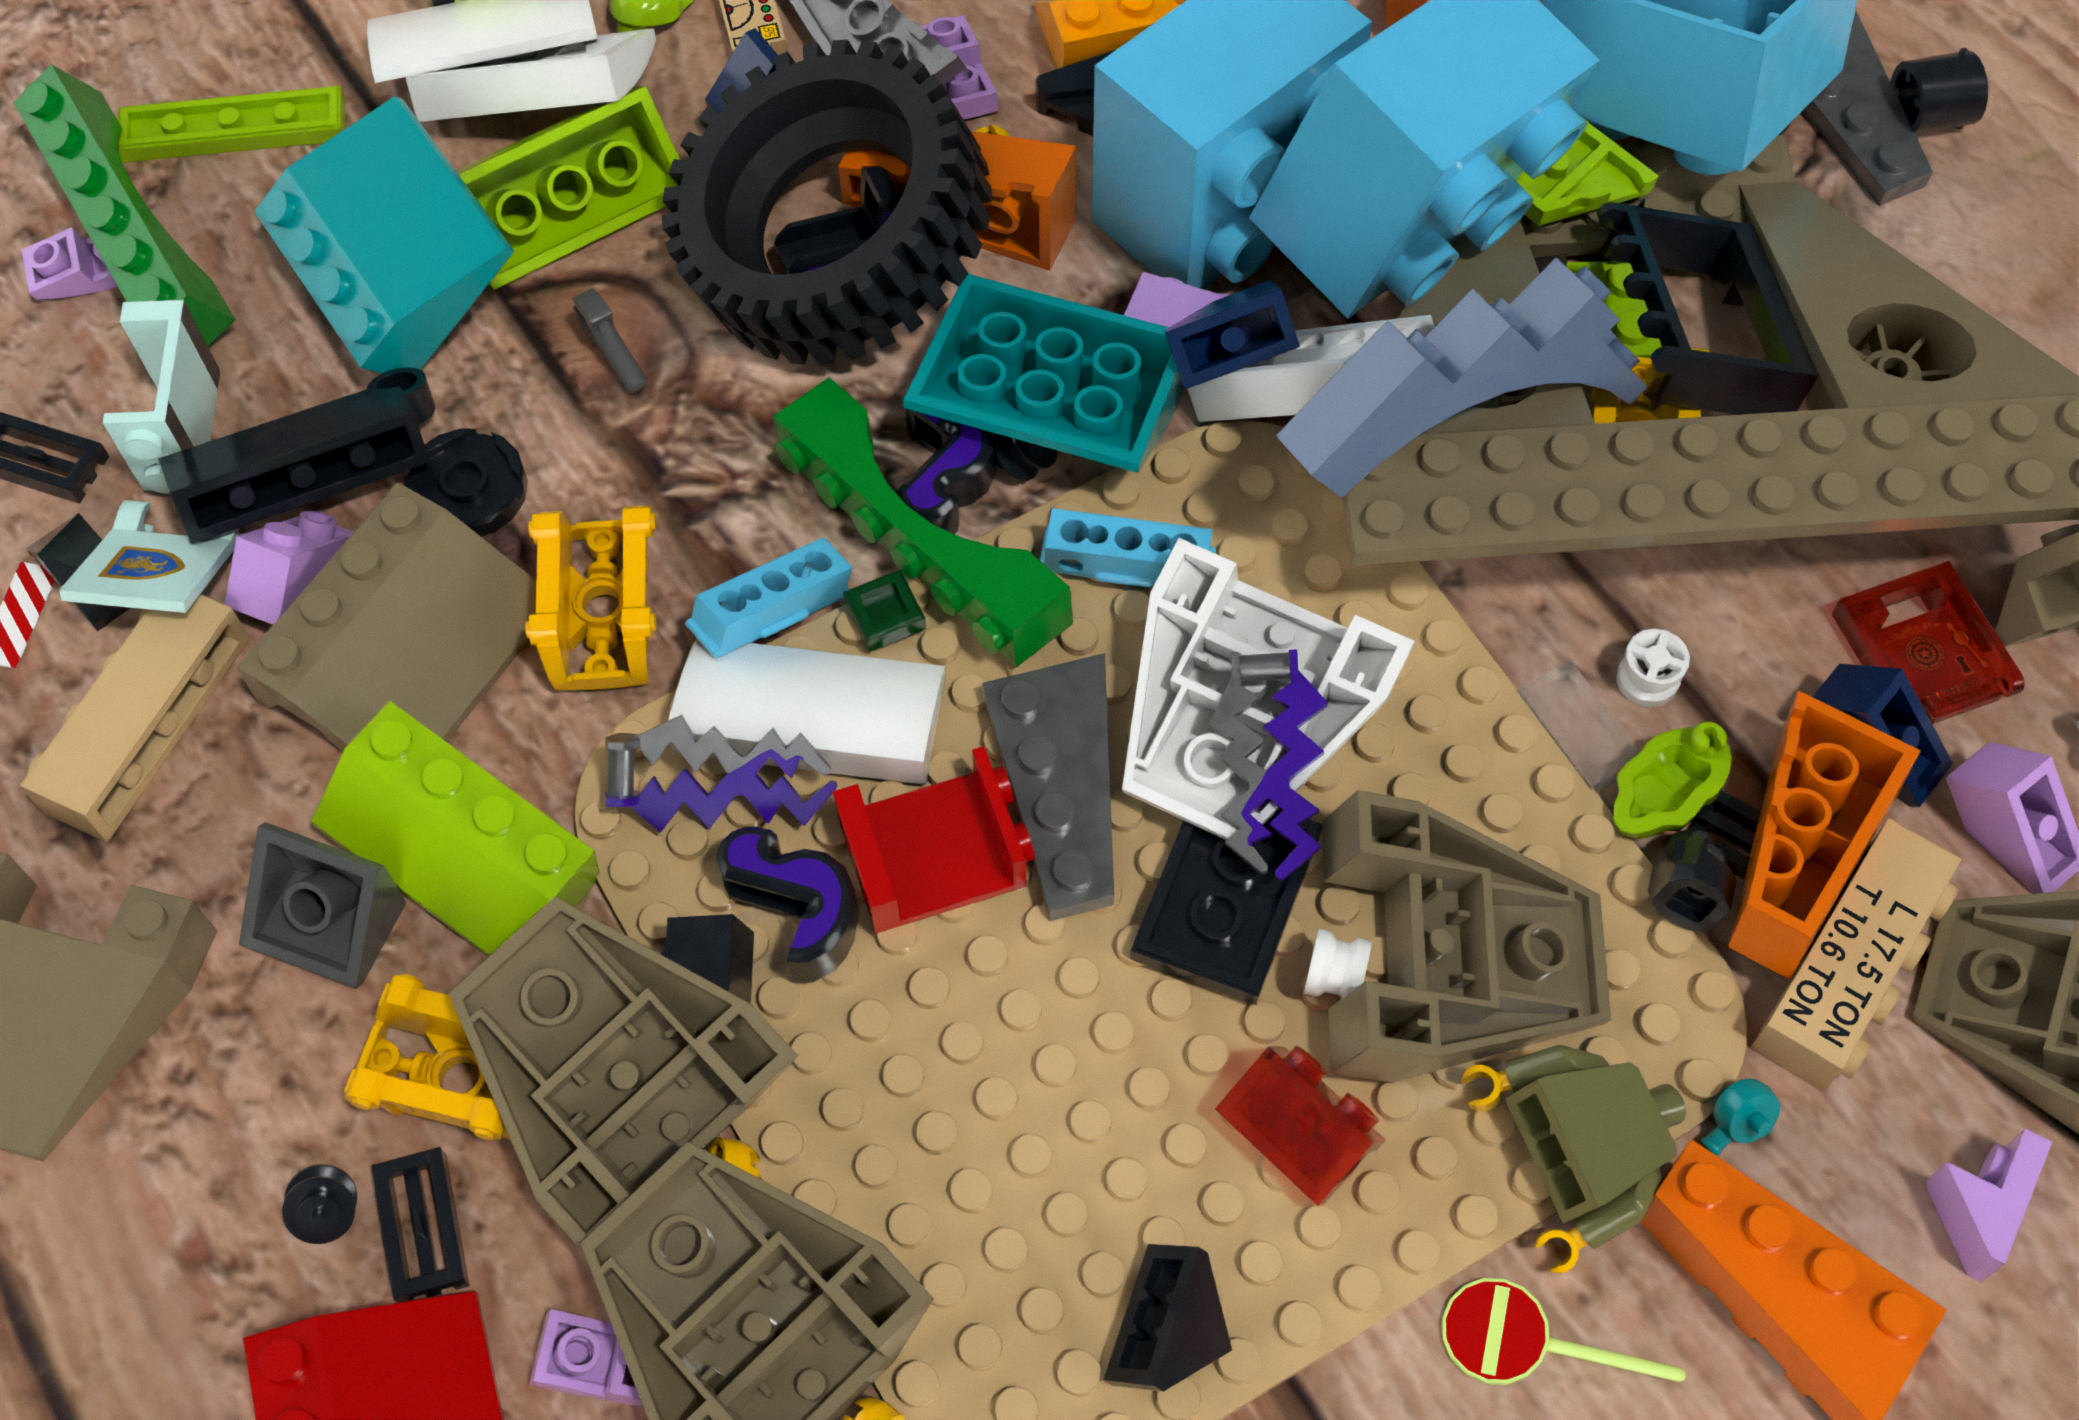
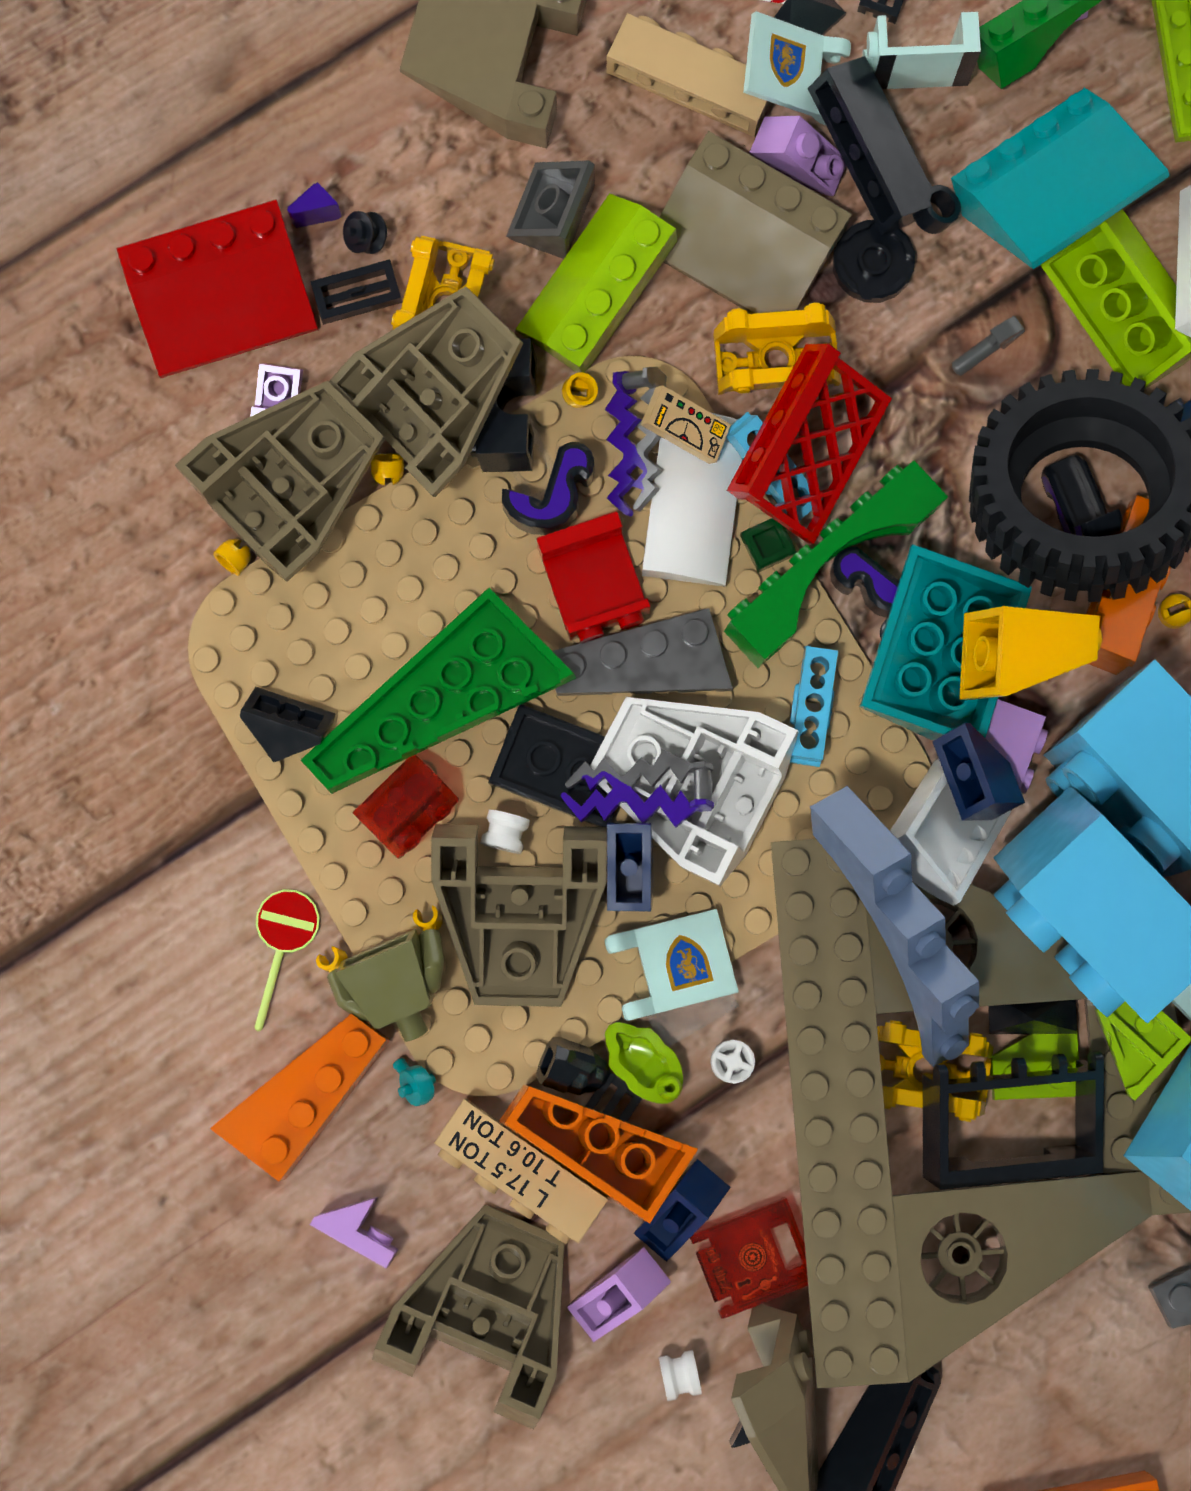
camera: 90 degrees right, 20 degrees up
(261, 1284) = (313, 207): none -> dark purple slope
(616, 859) = (581, 383): none -> yellow hinge
(702, 690) = (685, 424): none -> tan tile
(738, 561) = (780, 431): none -> red fence
(1071, 258) = (1021, 647): none -> yellow slope
(1099, 1041) = (455, 682): none -> green wing
(1395, 764) = (629, 867): none -> dark blue slope
(1519, 728) = (681, 962): none -> light aqua flag

